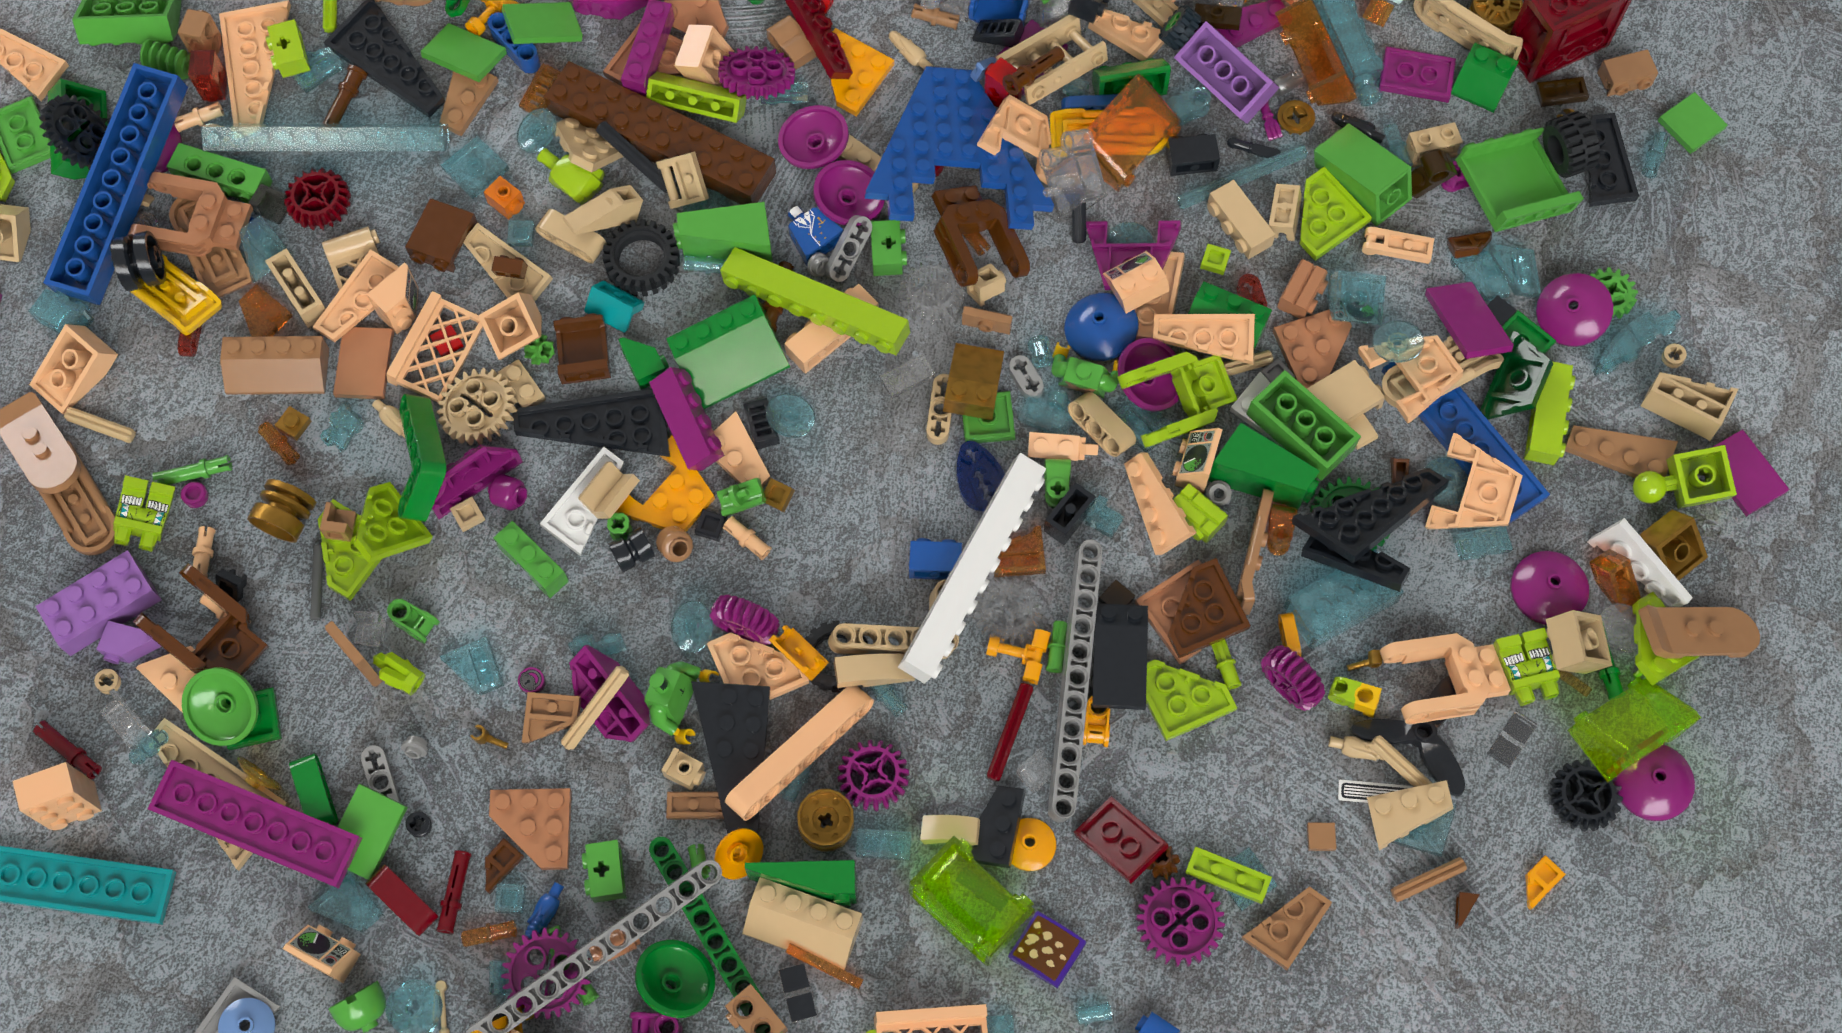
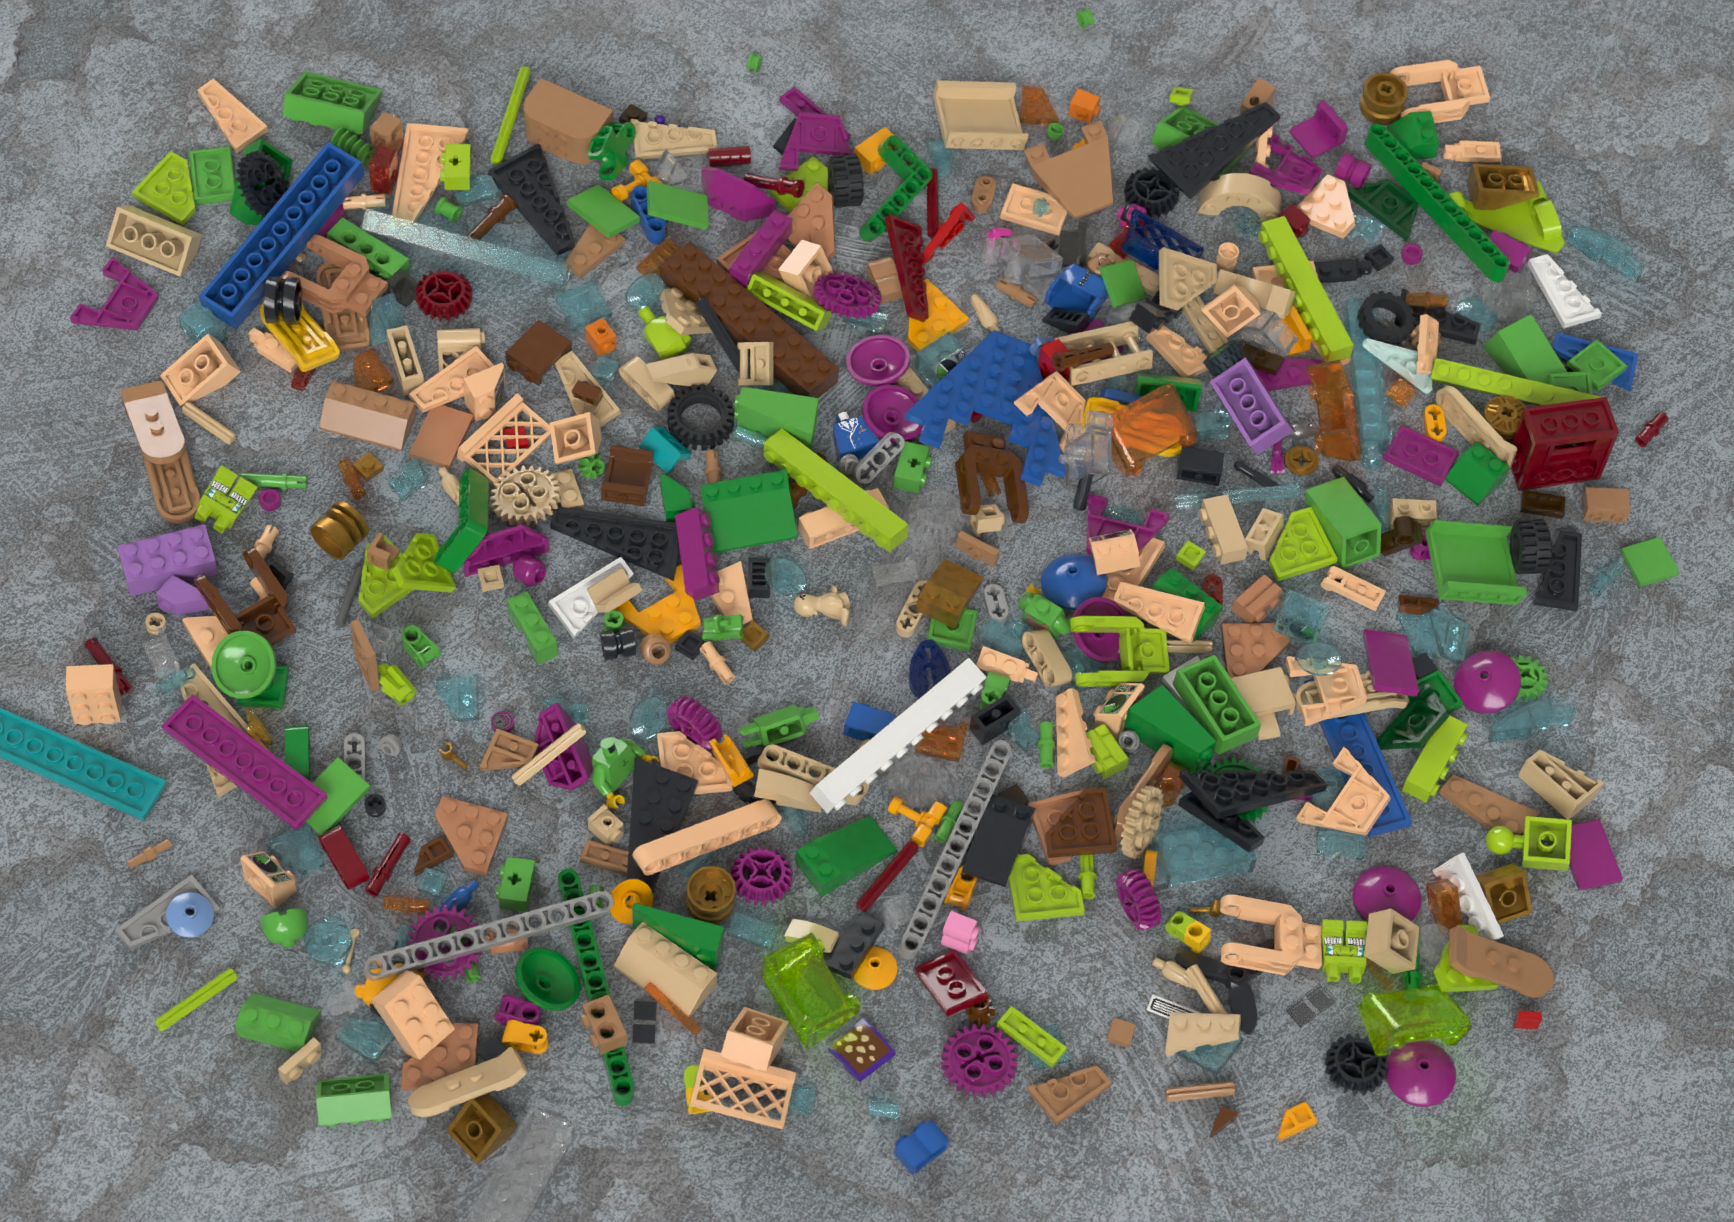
camera: 10 degrees right, 10 degrees down
(145, 317) = (272, 349): none -> light nougat hinge
(179, 963) = (149, 853): none -> medium nougat bar
(294, 99) = (448, 210): none -> bright green bush
(673, 314) = (713, 470): none -> medium nougat pin
(837, 593) = (779, 726): none -> bright green hinge
(849, 433) = (829, 604): none -> tan animal
(879, 116) = (939, 358): none -> clear light blue slope
(929, 982) = (754, 1039): none -> light nougat brick
(955, 721) = (843, 854): none -> green slope
(1039, 347) = (1013, 586): clear light blue bush -> none
(1113, 778) = (960, 933): none -> bright pink brick
(1132, 524) = (1046, 744): none -> bright green pin
(1269, 588) = (1142, 822): none -> tan gear
(1423, 34) = (1439, 423): none -> light orange beam
(1676, 348) = (1564, 738): tan bush -> none
(1747, 685) = (1527, 1020): none -> red tile

